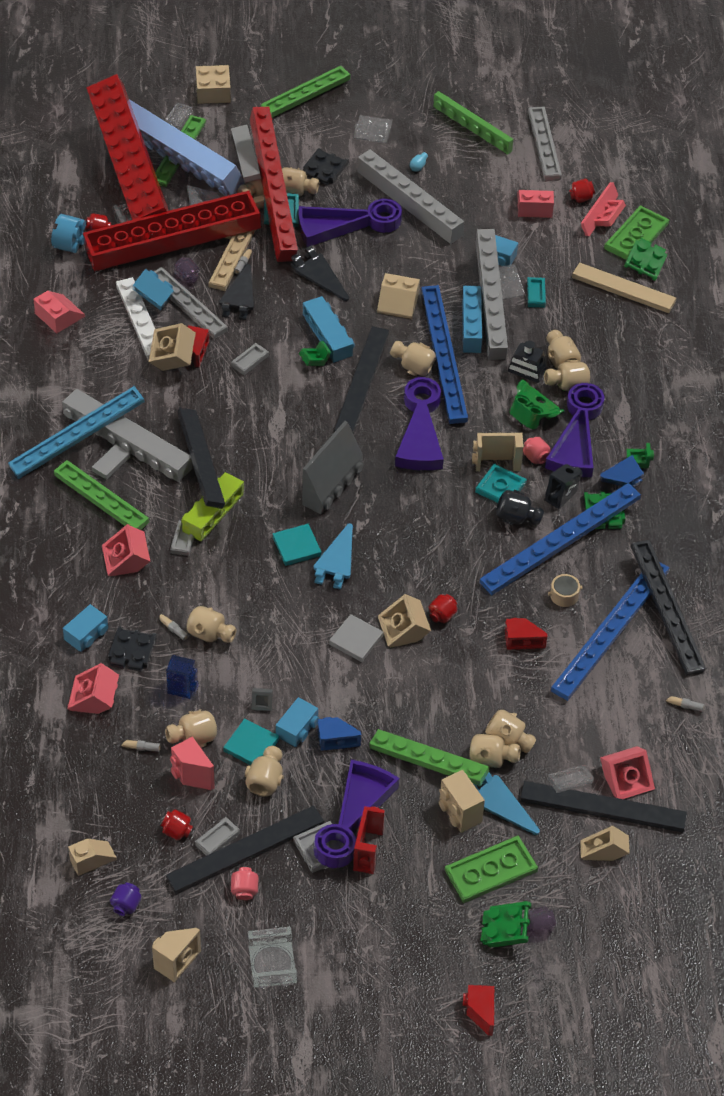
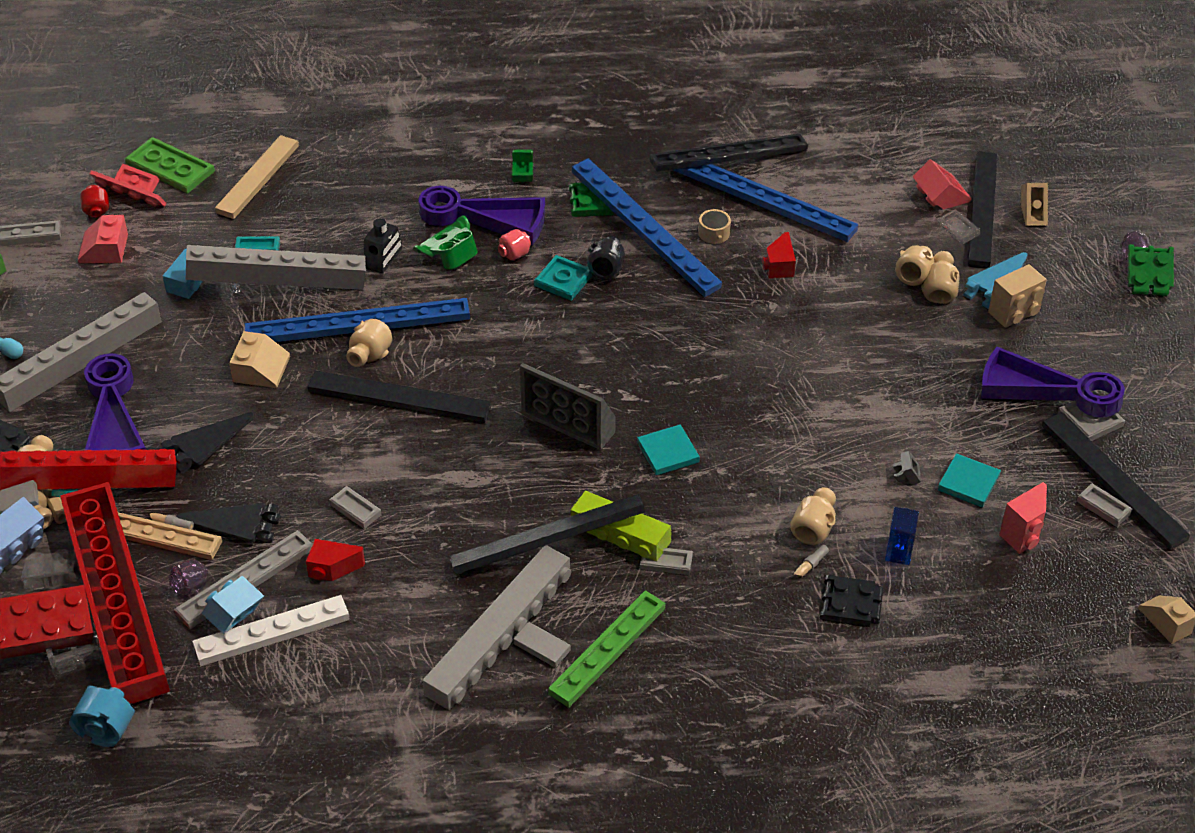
camera: 90 degrees left, 5 degrees down
(56, 310) = (255, 727): coral slope -> none
(76, 432) = (506, 676): dark azure tile -> none
(85, 628) = (833, 646): dark azure brick -> none
(94, 690) = (930, 631): coral slope -> none
(96, 221) = (76, 684): red head -> none
(126, 551) = (704, 613): coral slope -> none
(142, 745) = (995, 581): light grey piece -> none
(172, 347) = (353, 570): tan brick -> none
(176, 825) = (1105, 536): red head -> none
(196, 724) = (968, 526): tan piece -> none
(244, 883) = (1165, 472): coral head -> none
(265, 772) = (1017, 458): tan piece -> none
(297, 722) = (935, 436): dark azure brick -> none
(316, 356) = (357, 436): green bracket -> none
(328, 329) = (311, 426): dark azure brick -> none
(336, 559) = (689, 412): dark azure flag -> none
(337, 734) = (945, 404): blue slope -> none
(356, 638) = (801, 393): light grey tile -> none
(365, 854) = (1081, 364): red panel -> none
(404, 622) = (778, 350): tan slope -> none
(420, 444) = (505, 341): dark purple piece -> none
(427, 756) = (960, 327): bright green plate -> none
(442, 608) = (755, 317): red head -> none
(472, 319) = (305, 294): dark azure brick -> none
(491, 869) = (1080, 287): bright green tile -> none
(498, 447) = (527, 266): tan panel -> none
(561, 348) = (360, 218): tan piece -> none
(562, 485) = (571, 220): black torso -> none
(568, 375) = (404, 213): tan piece -> none
(623, 473) = (549, 175): blue slope -> none
(646, 258) = (216, 154): green plate -> none
(686, 703) = (844, 149): light grey piece -> none

